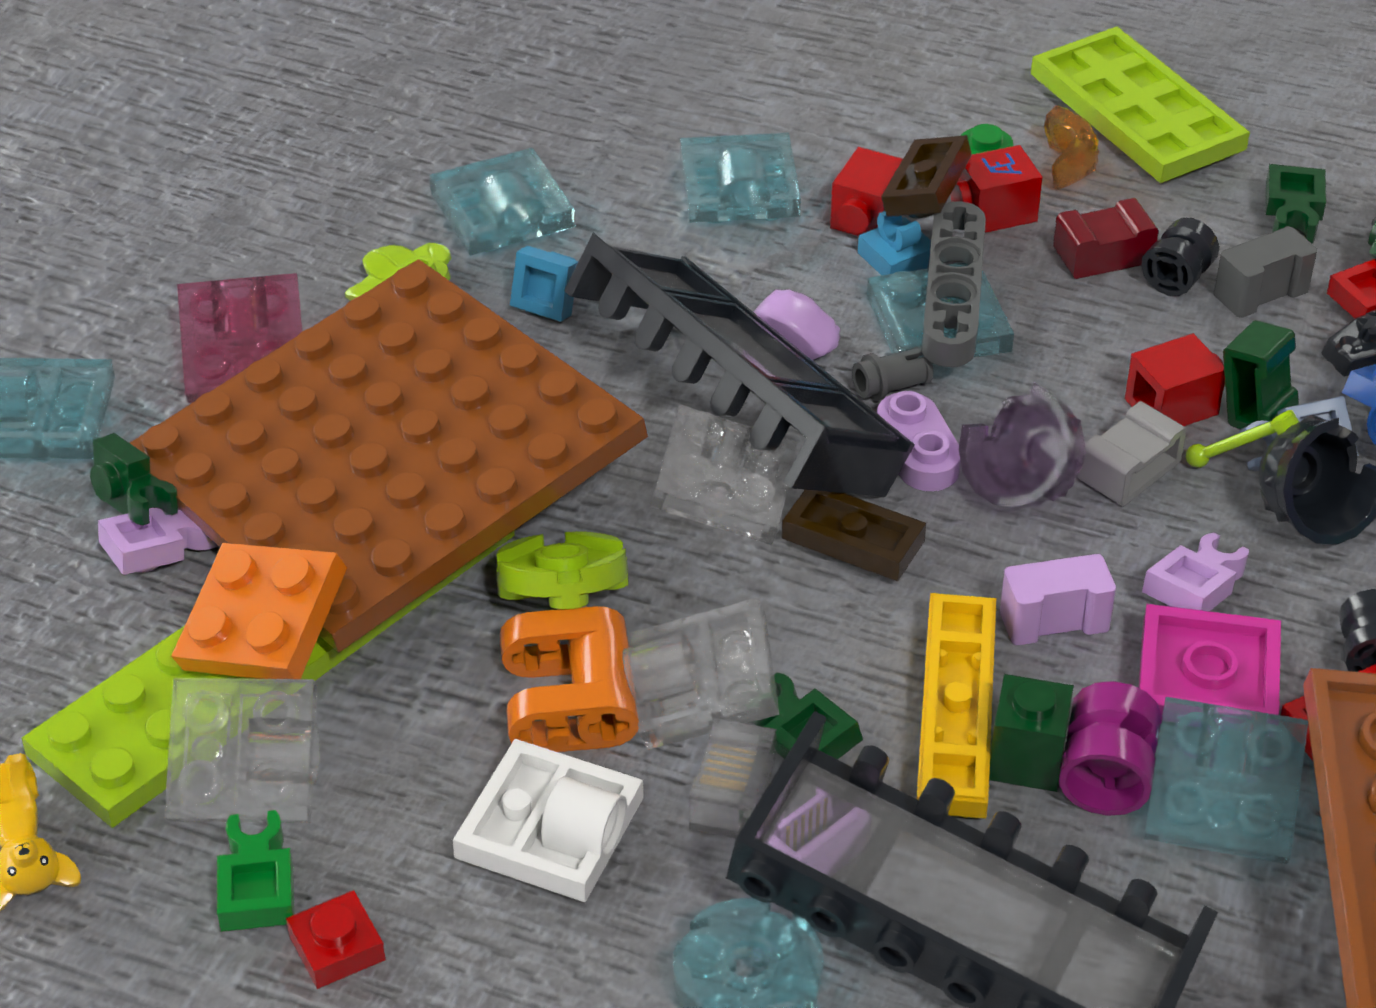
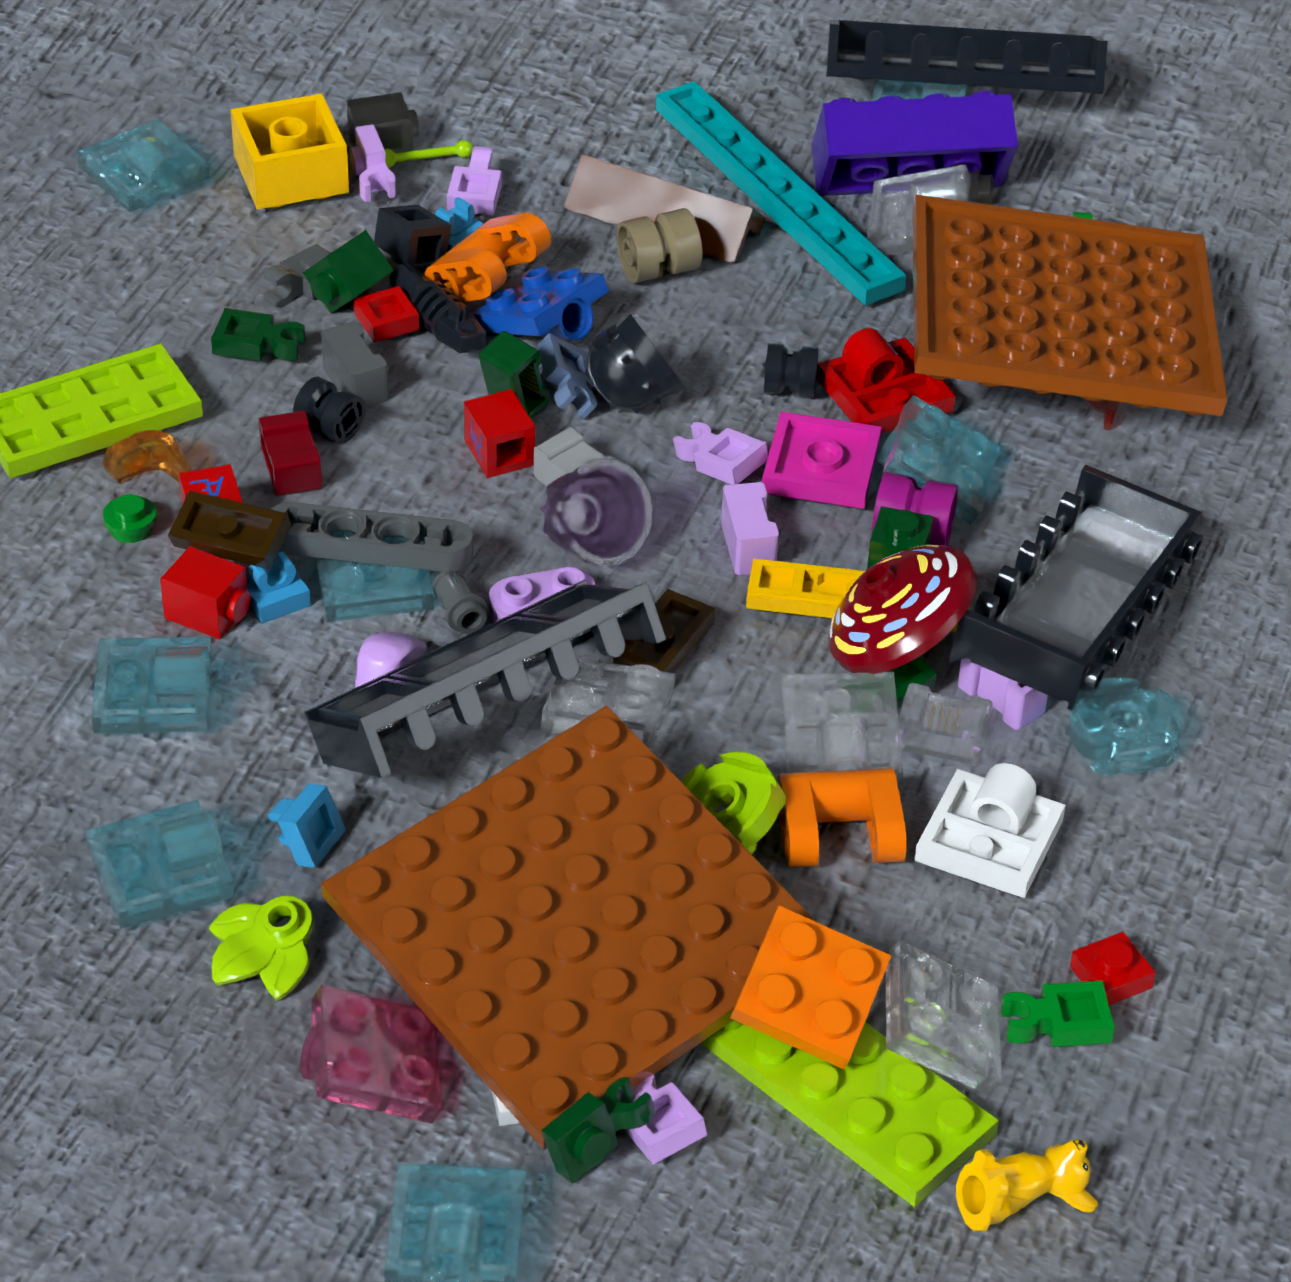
camera: 90 degrees left, 0 degrees up
(866, 680) = (901, 608): none -> dark red dish
(1199, 455) = (599, 359): lime hinge -> none

